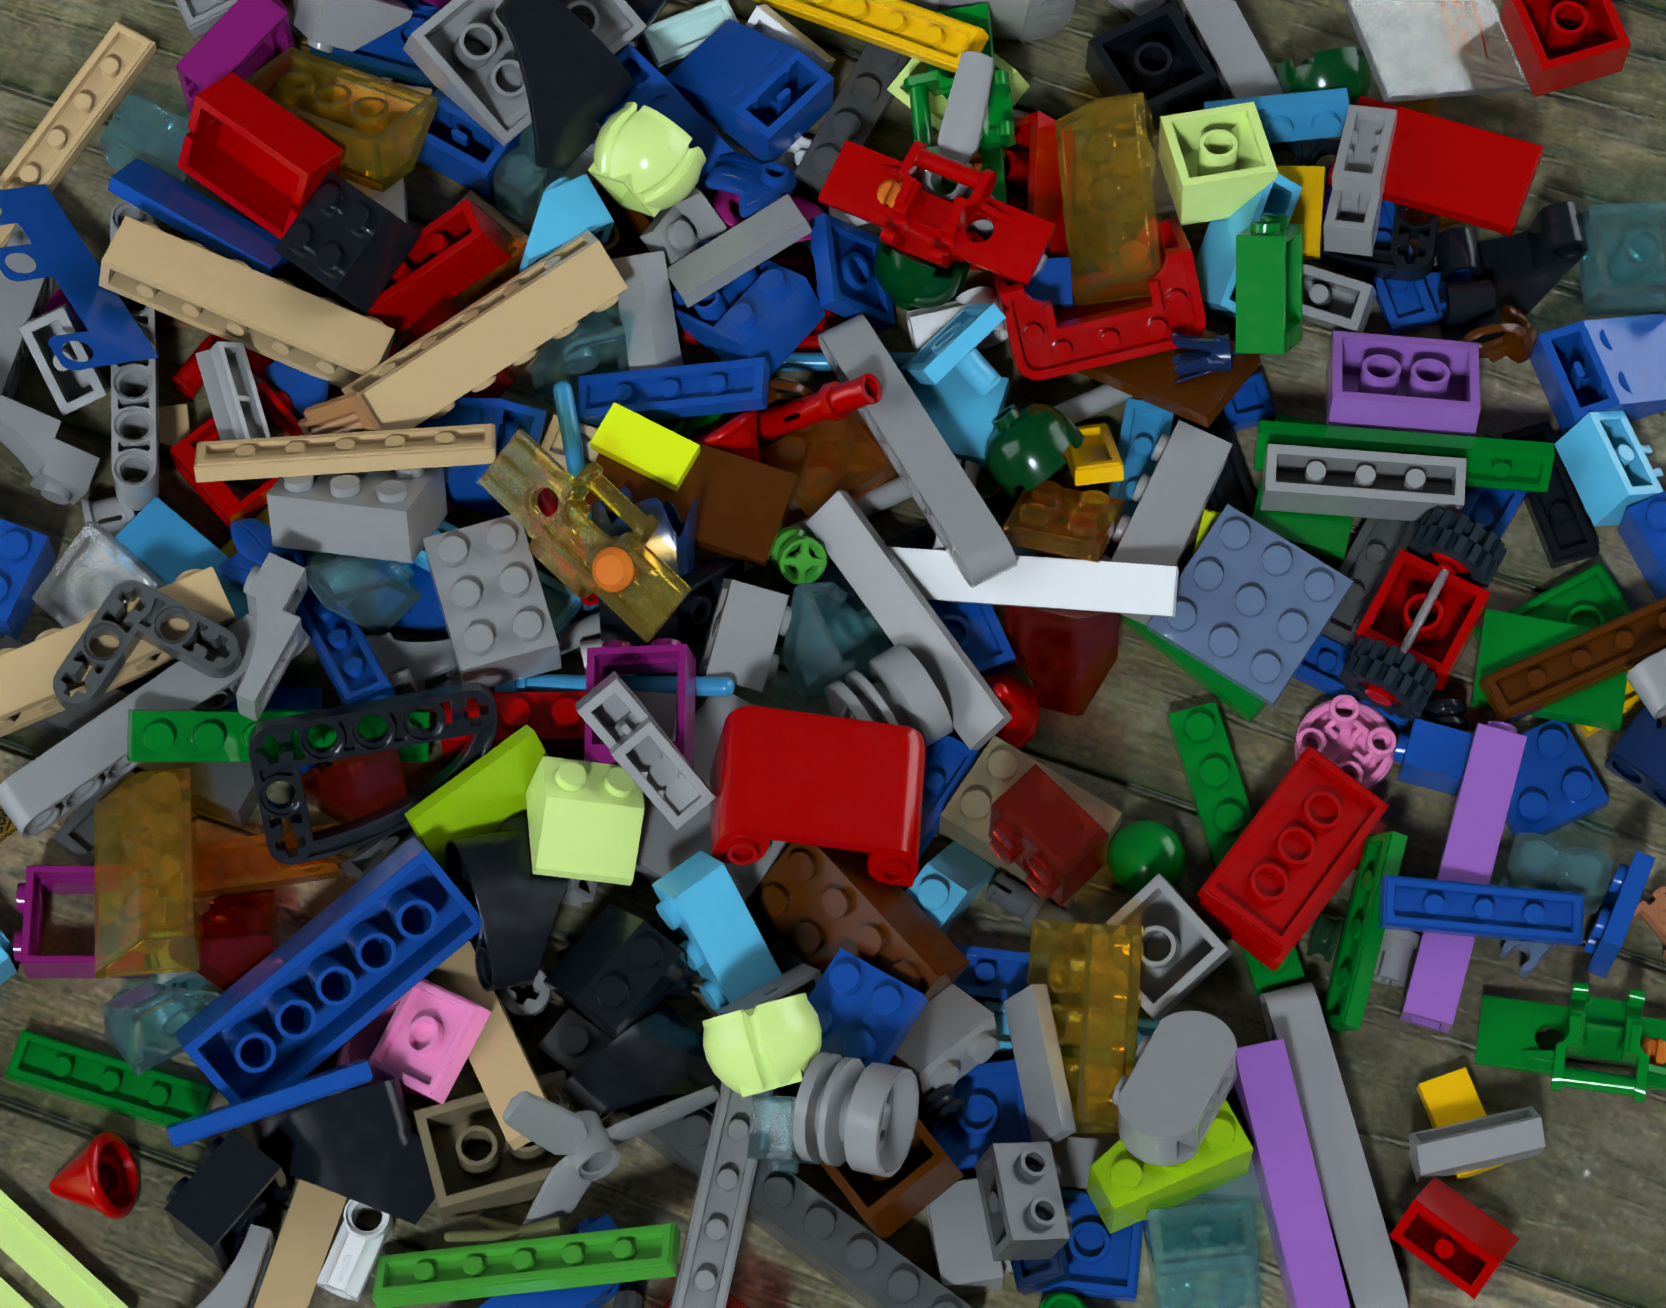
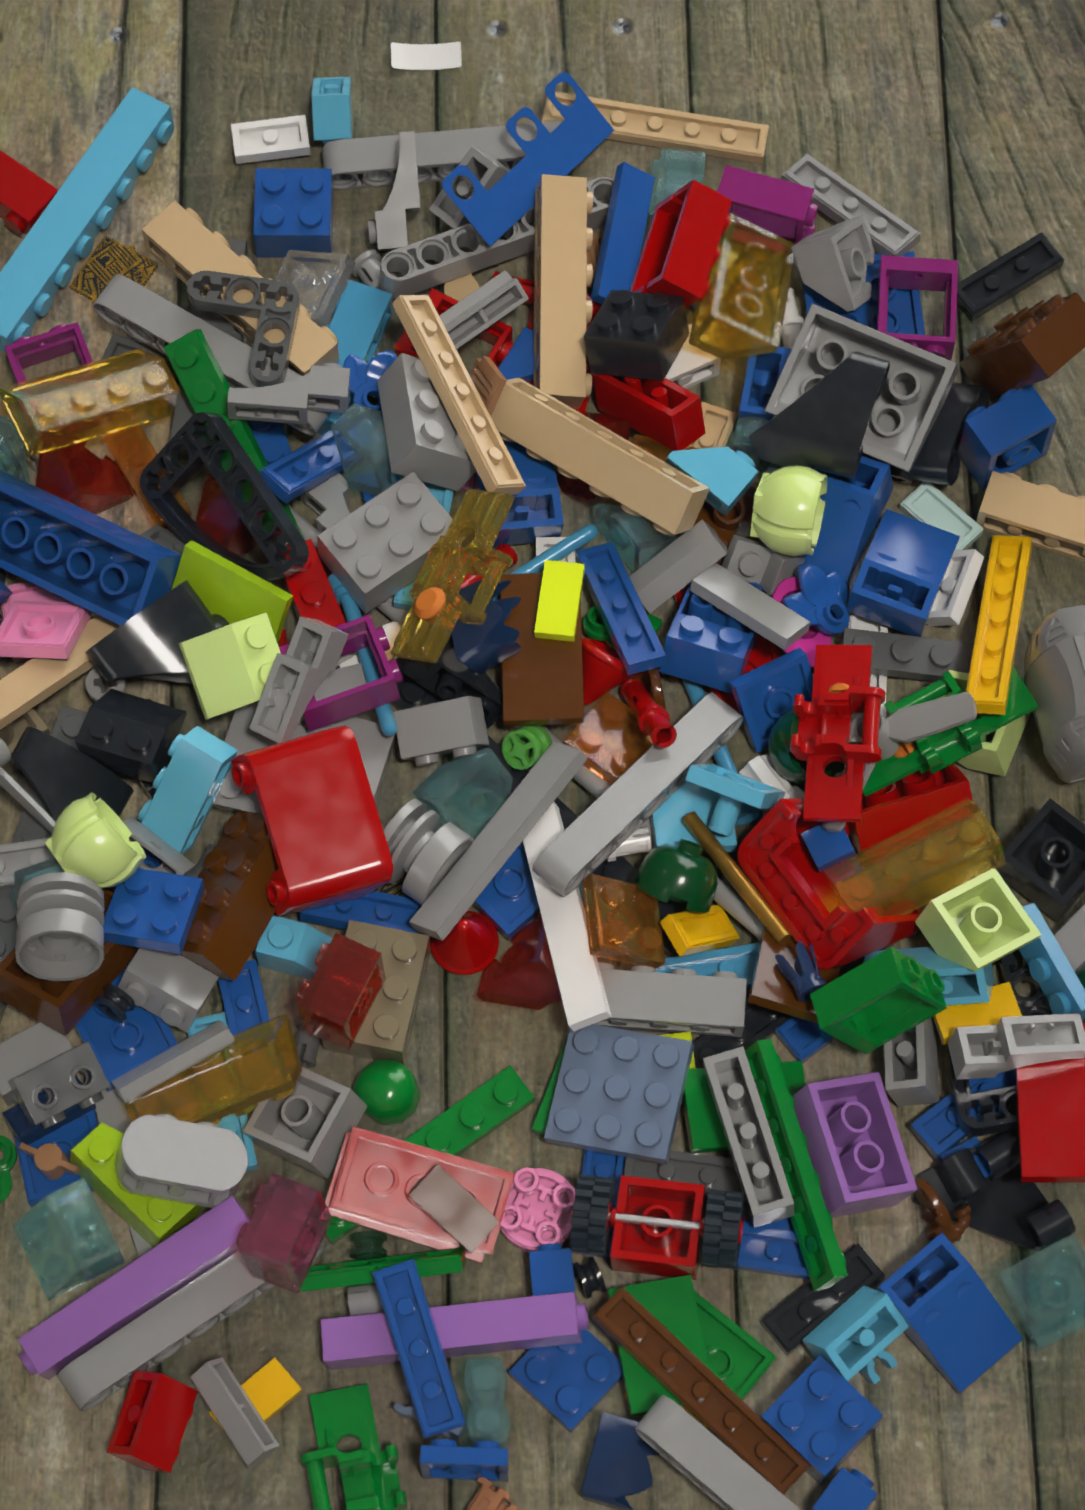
camera: 70 degrees right, 0 degrees up
(1054, 387) = (737, 878): none -> pearl gold bar
(1102, 1249) = (50, 1160): none -> medium nougat piece
(1305, 1002) = (284, 1232): none -> clear pink brick
(1331, 819) = (453, 1208): none -> tile

